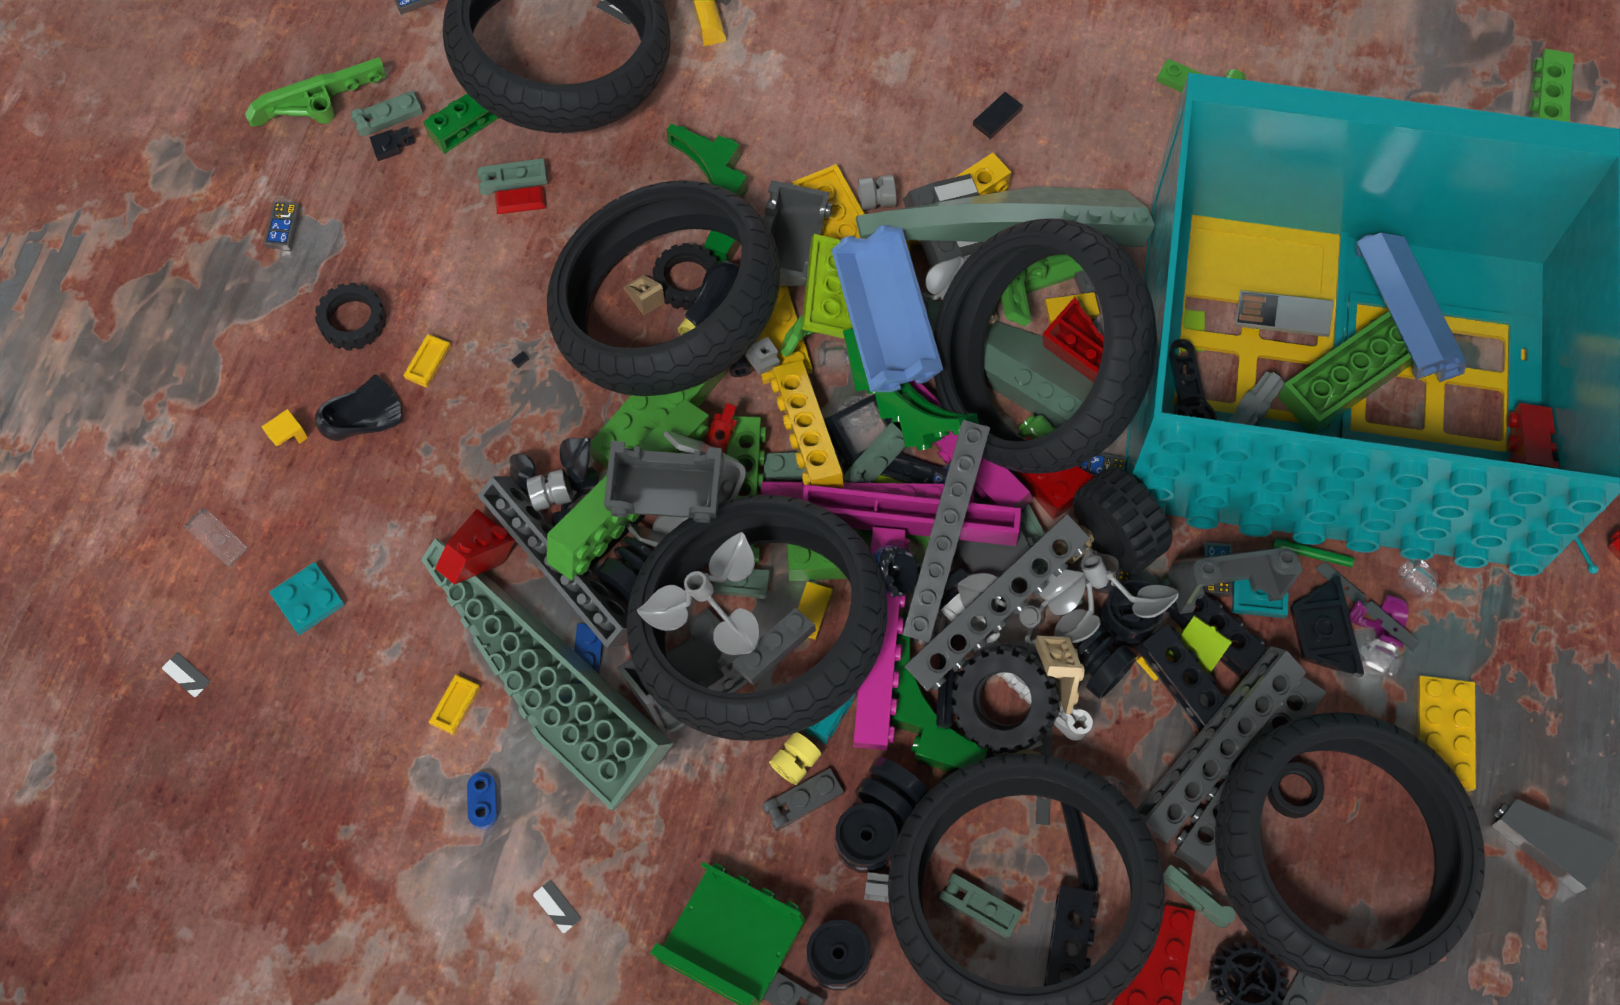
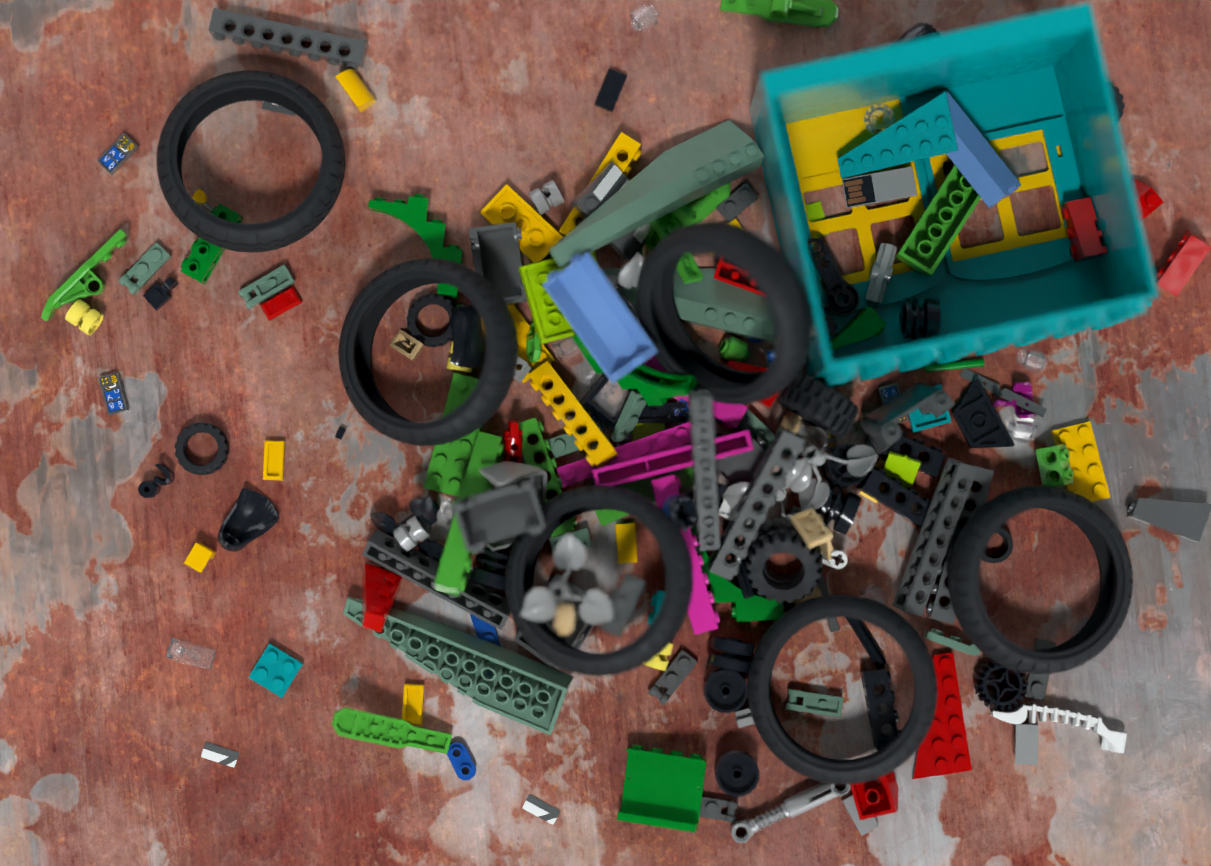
camera: 20 degrees left, 20 degrees up
(270, 338) = (150, 489): none -> black leg
(293, 133) = (81, 315): none -> light yellow wheel
(406, 715) = (388, 731): none -> bright green piece
(691, 632) = (564, 619): none -> tan brick
(1065, 54) = (644, 18): none -> clear head
(1308, 233) = (875, 111): none -> clear gear
(1350, 264) = (913, 138): none -> teal wing
(1419, 716) = (1049, 466): none -> bright green brick

